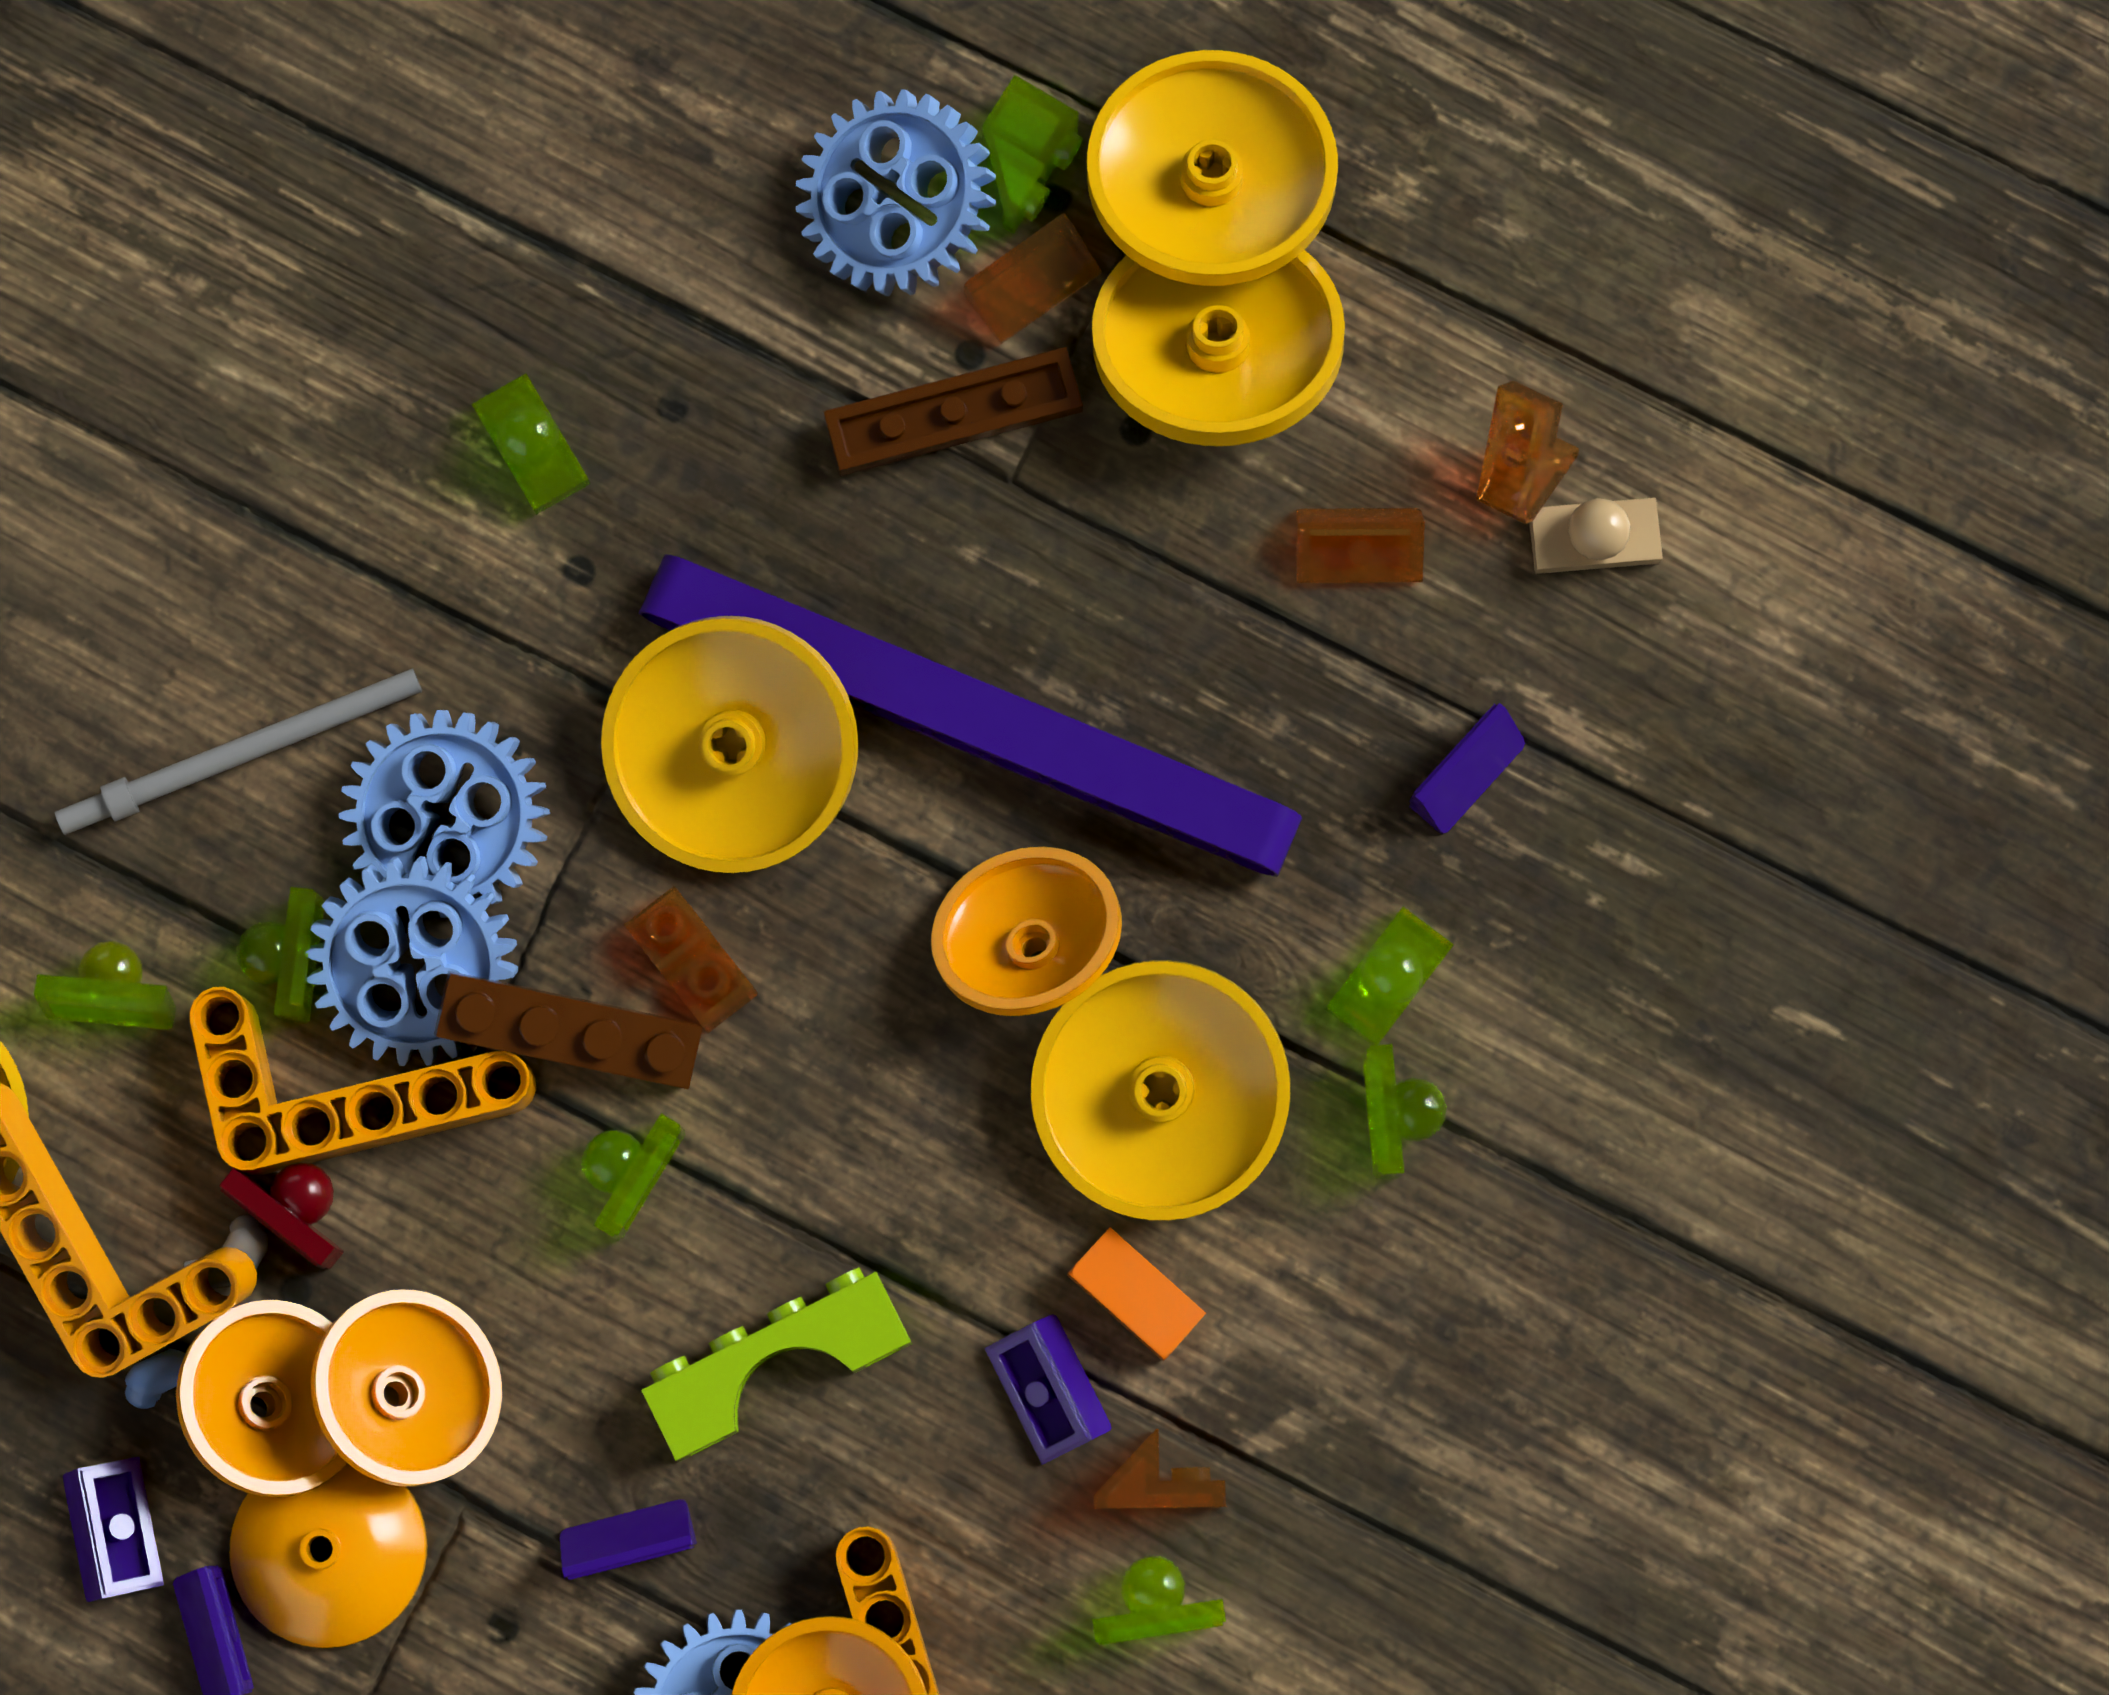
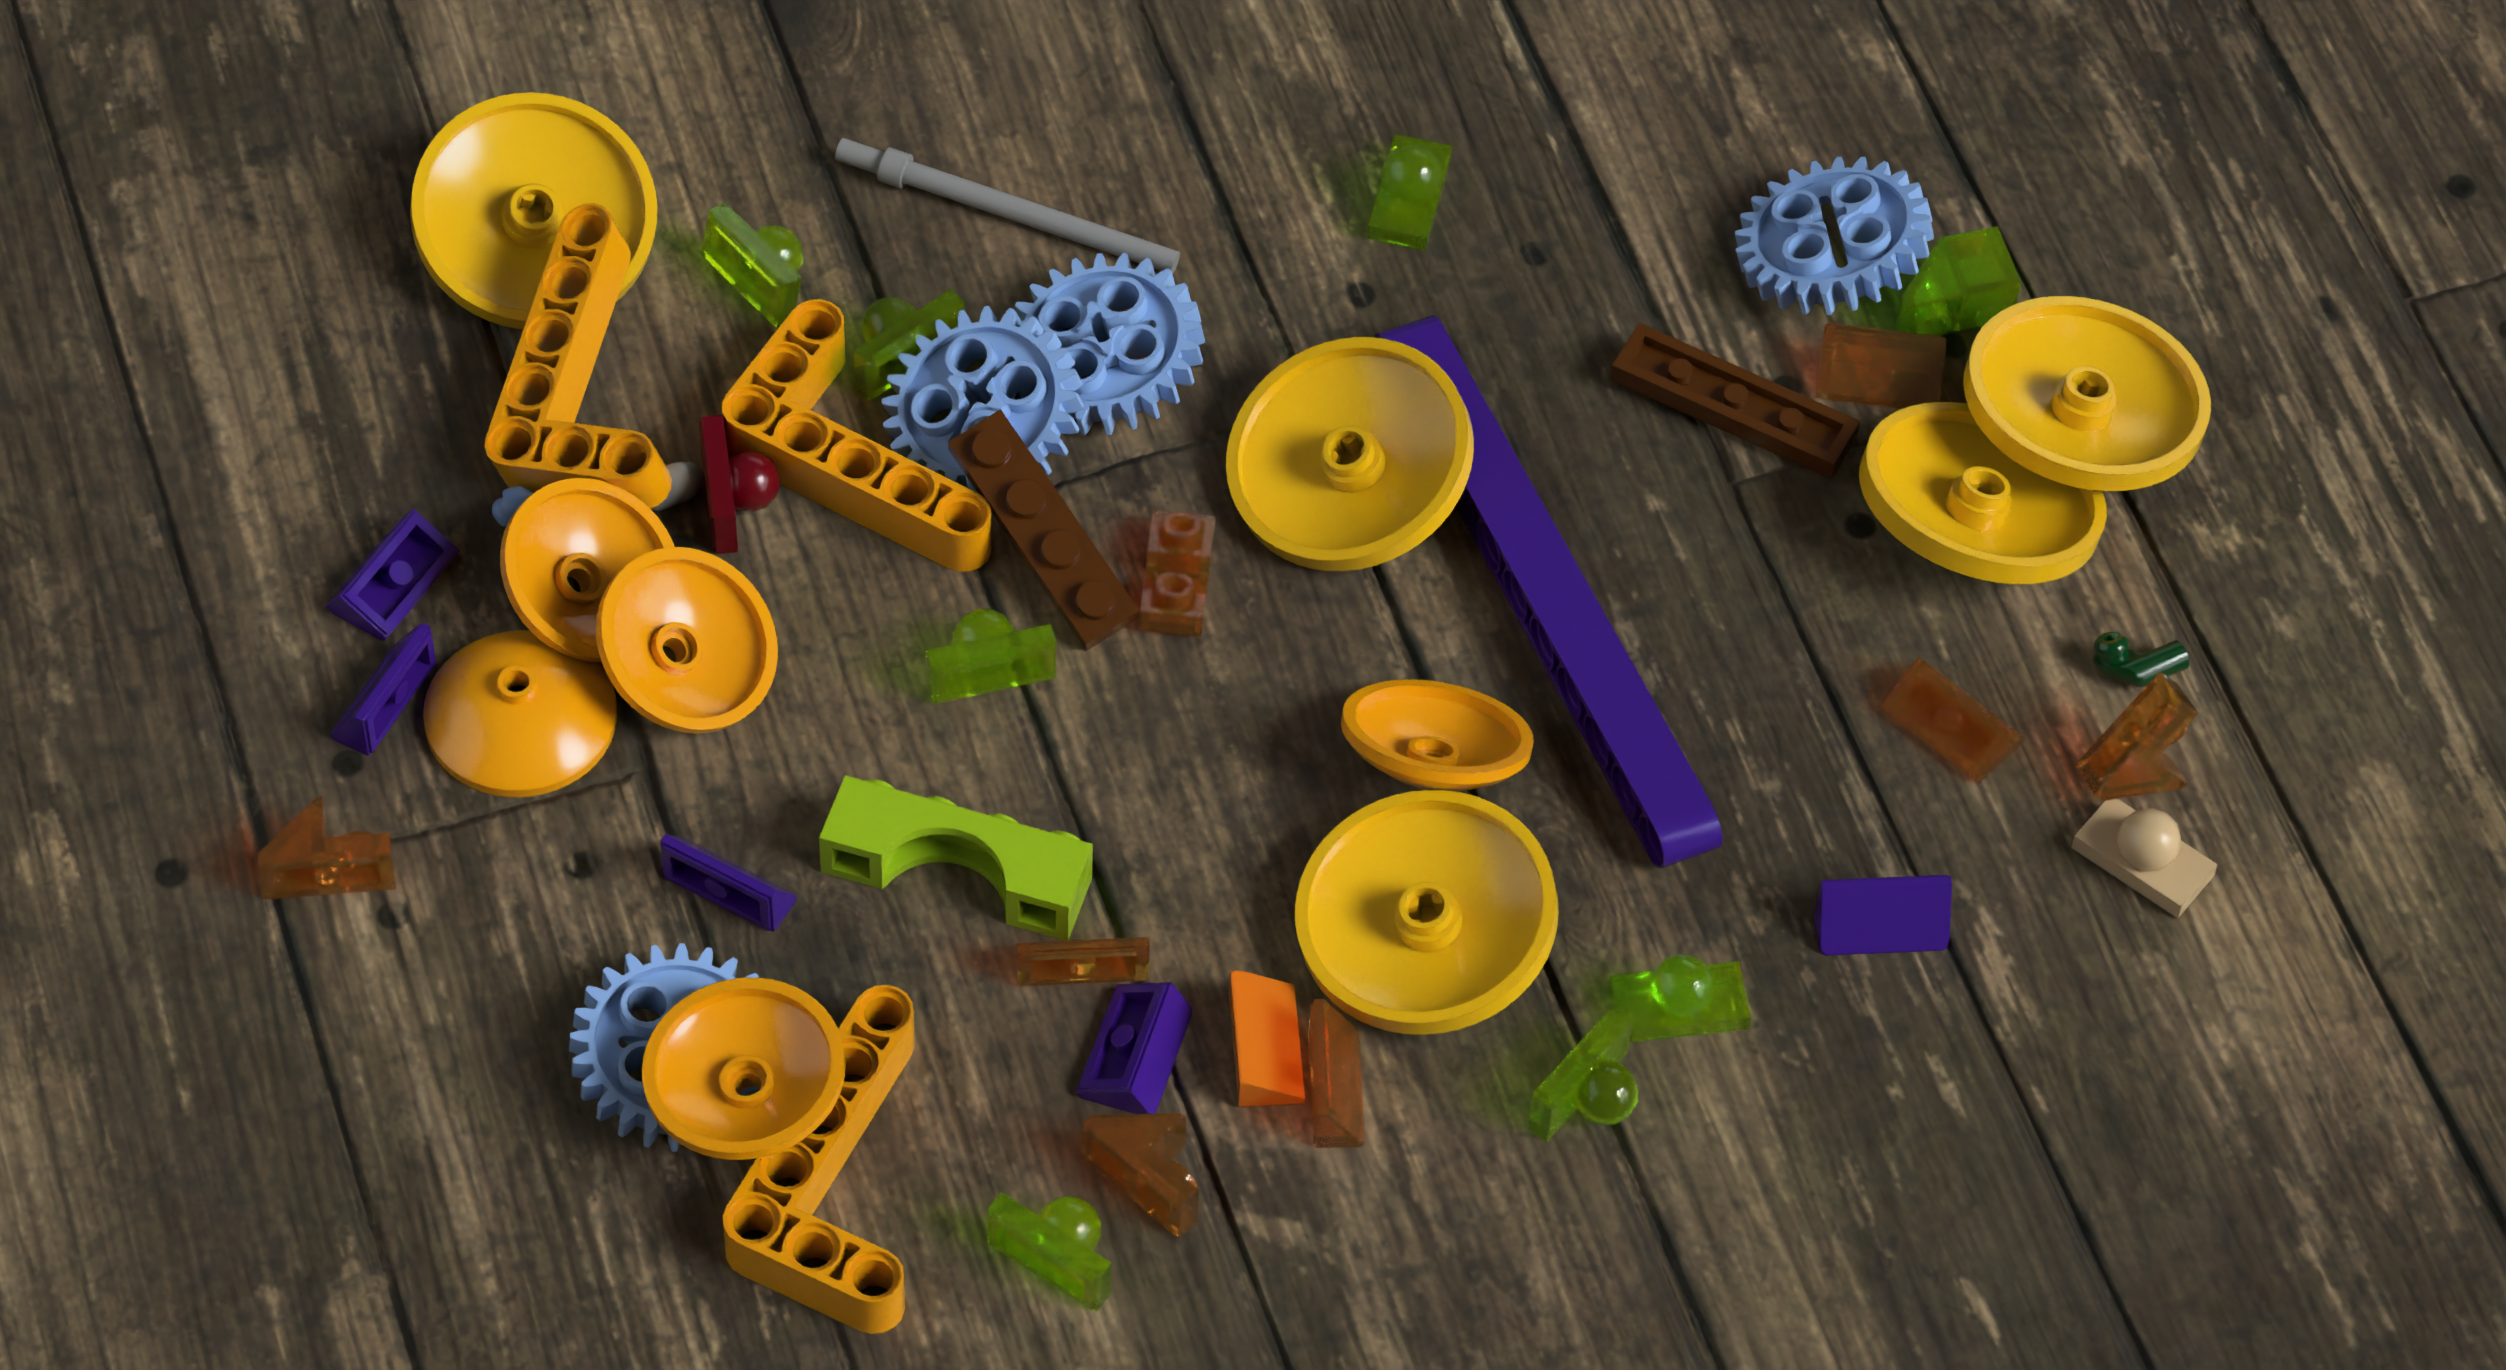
camera: 45 degrees right, 25 degrees down
(940, 1352) = (1082, 961): none -> clear orange slope
(1215, 1279) = (1335, 1079): none -> clear orange slope
(1447, 374) = (2137, 668): none -> dark green arm

